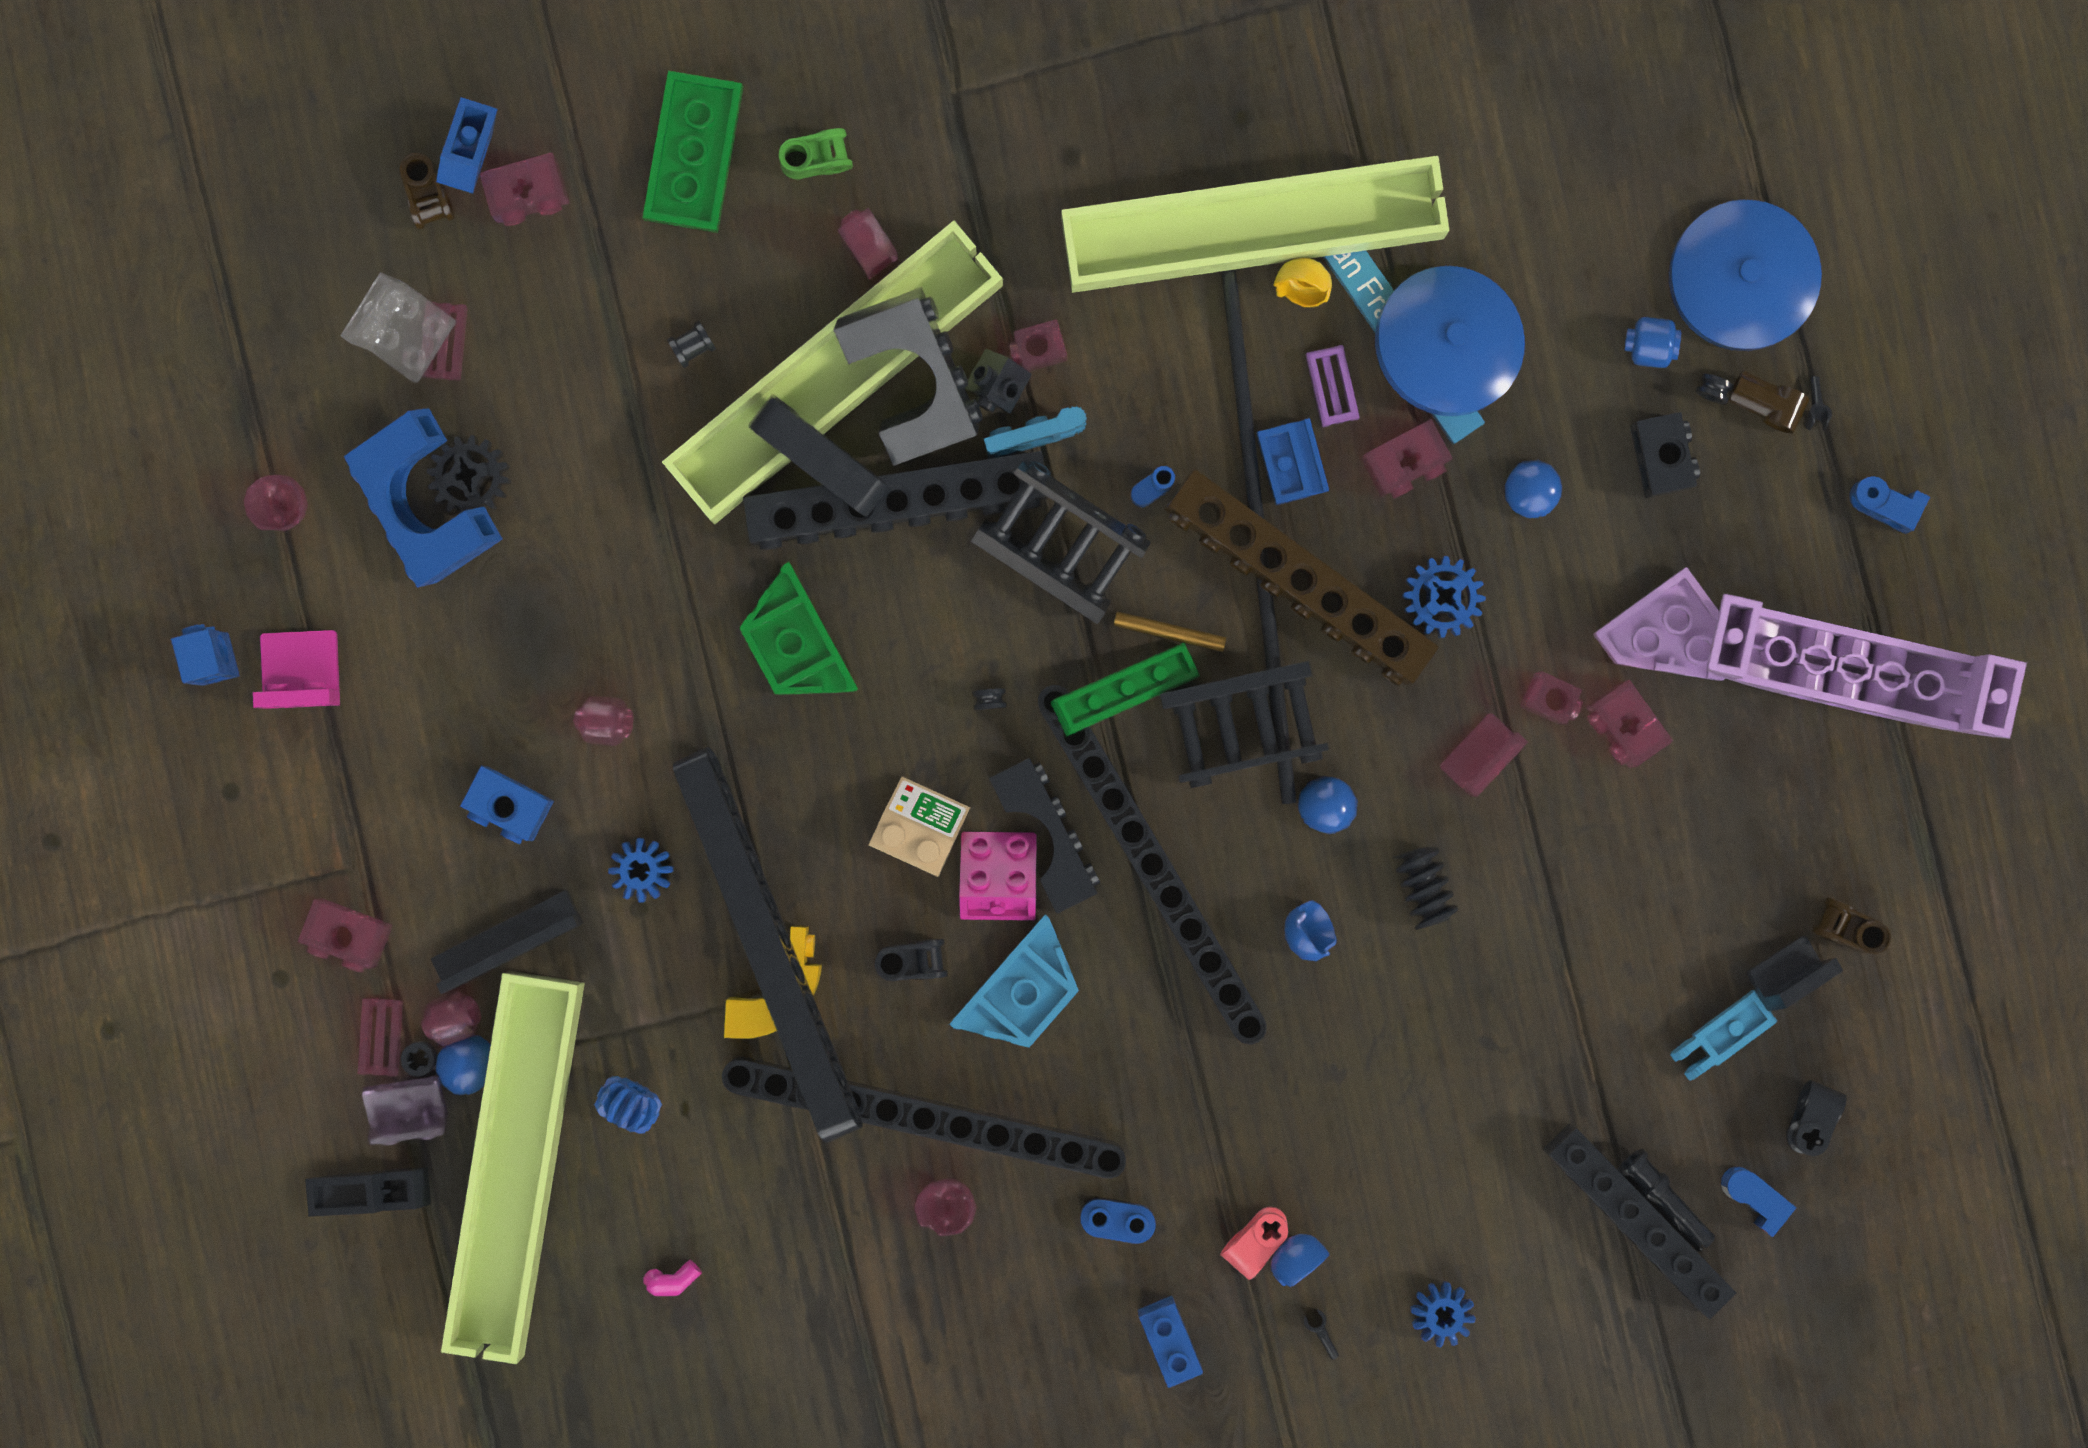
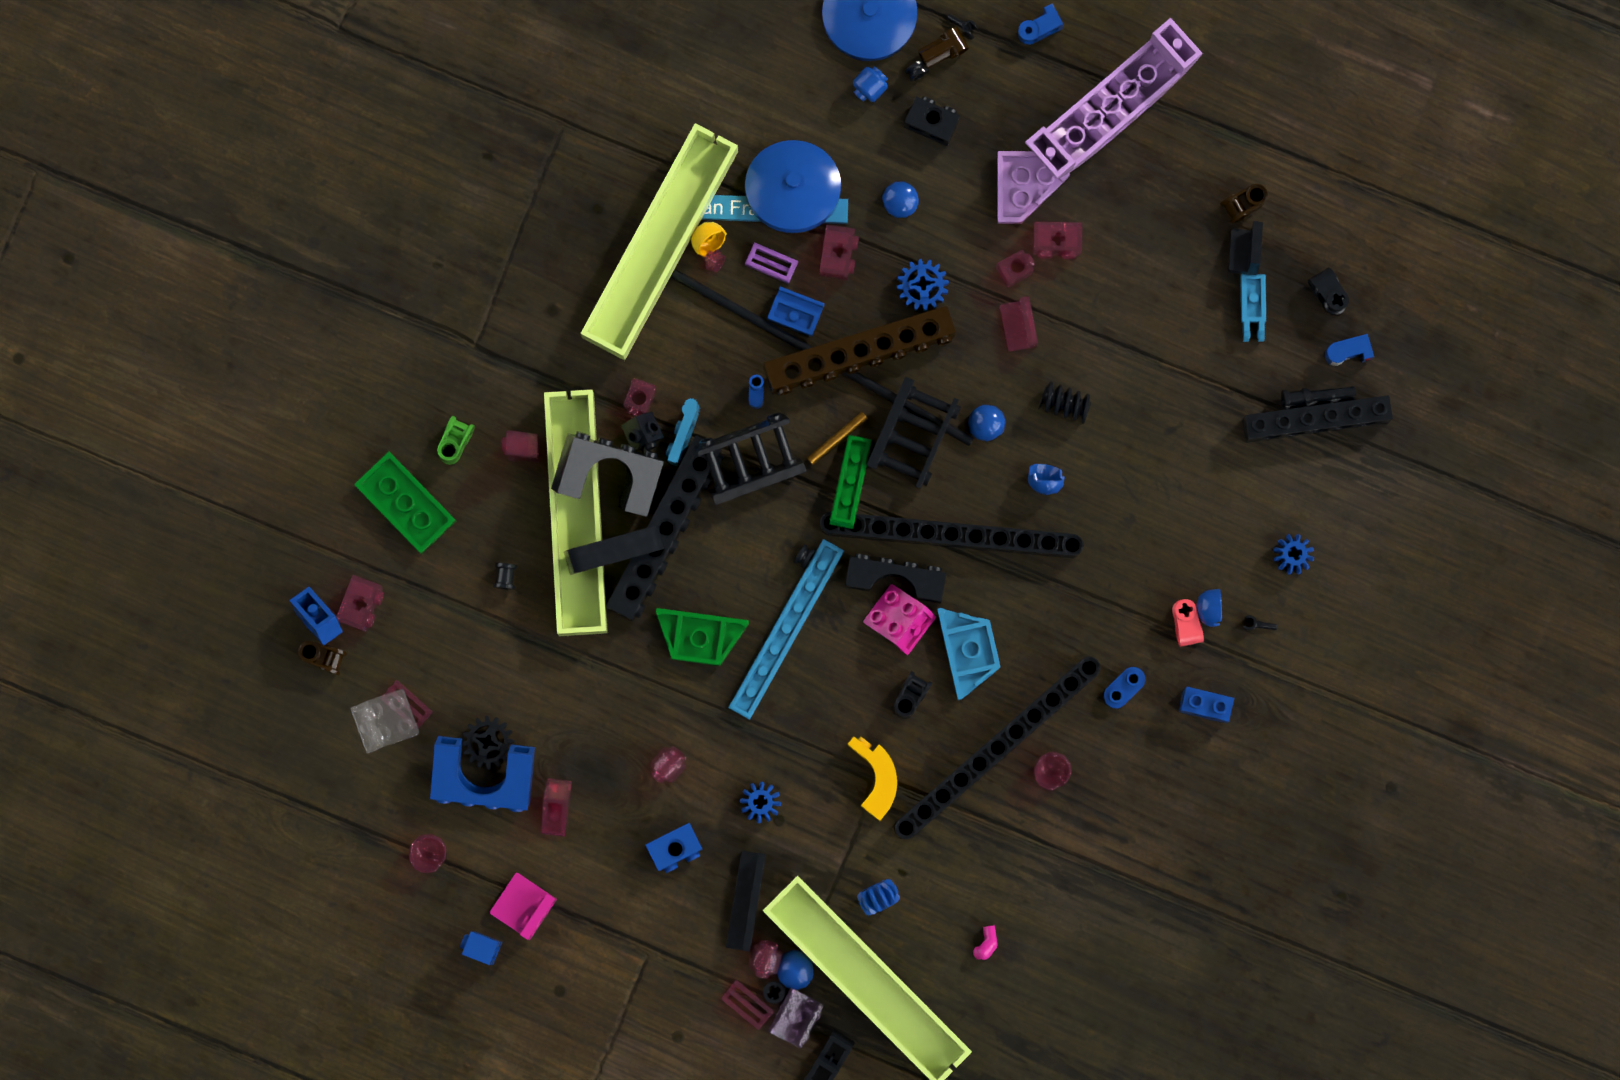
camera: 55 degrees left, 5 degrees down
(368, 935) = (665, 985): clear pink brick -> none
(450, 619) = (556, 807): none -> clear pink slope
(768, 945) = (848, 761): black beam -> none
(882, 743) = (786, 629): none -> dark azure tile
(919, 826) = (844, 640): tan slope -> none
(1282, 311) = (714, 260): none -> clear pink plate

